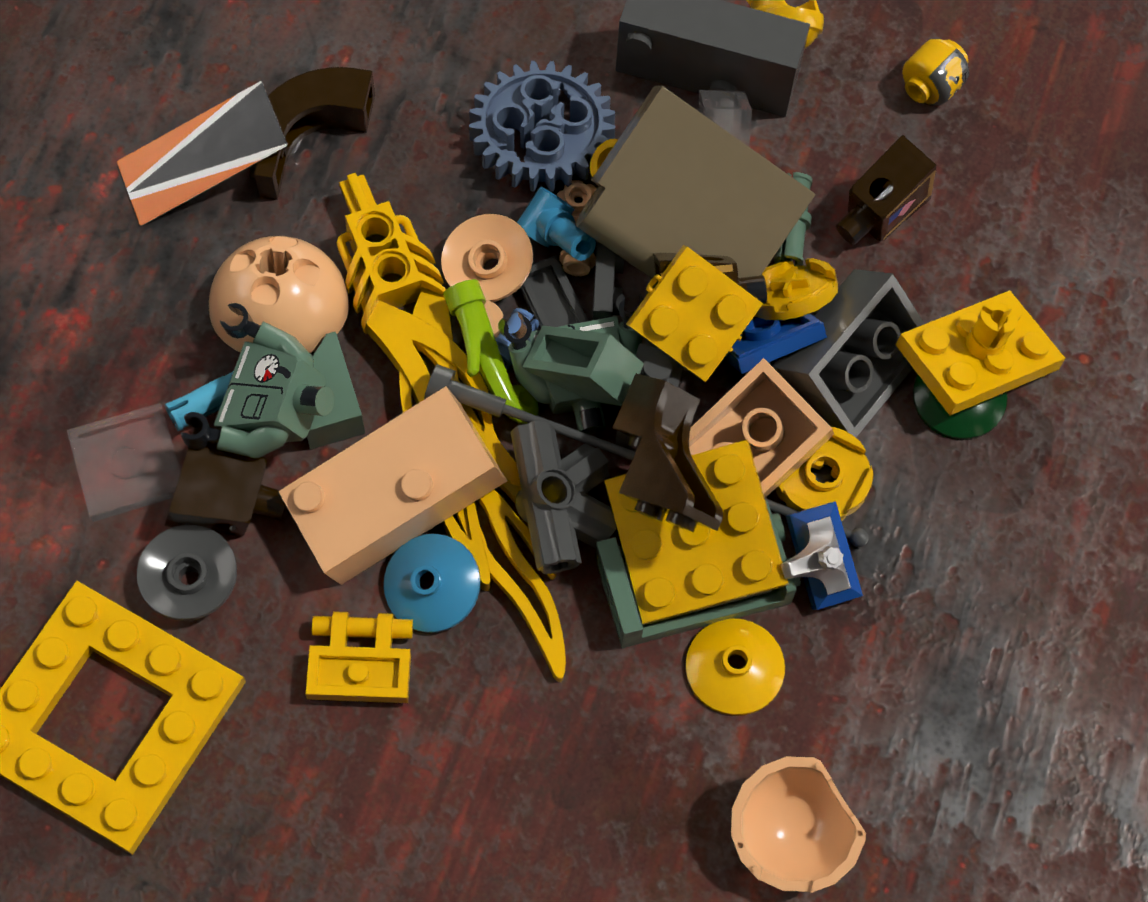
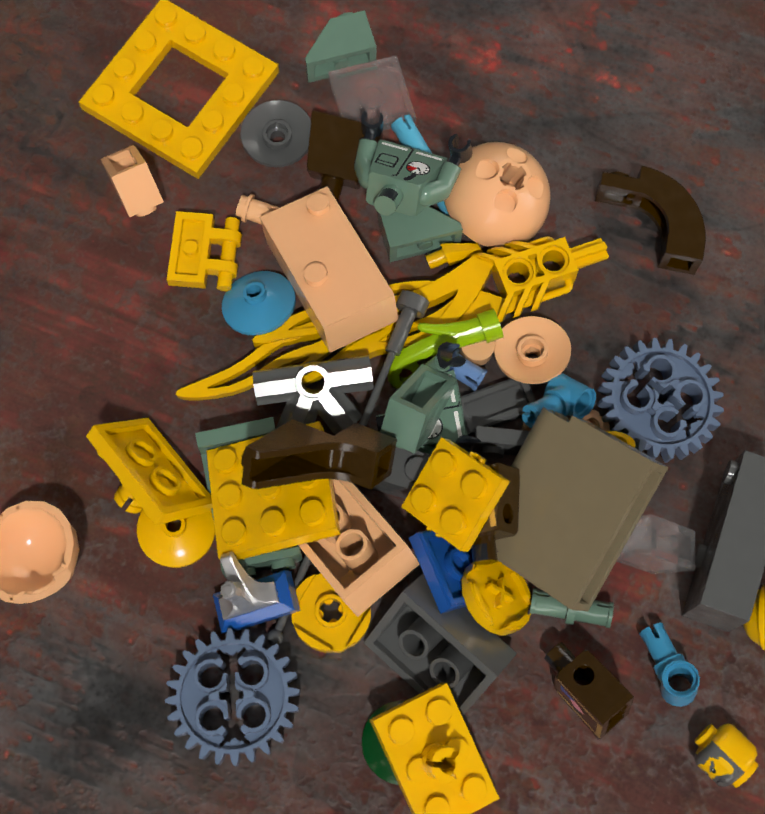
camera: 95 degrees right, 5 degrees up
(52, 494) = (342, 44): none -> sand green slope
(201, 153) = (627, 139): sticker -> none
(255, 760) = (132, 181): none -> light nougat slope
(301, 592) = (253, 209): none -> light nougat pin
(358, 354) = (452, 253): none -> yellow bar
(680, 686) = (149, 471): none -> yellow plate
(846, 122) = (670, 664): none -> dark azure pin
(947, 615) = (195, 700): none -> sand blue gear

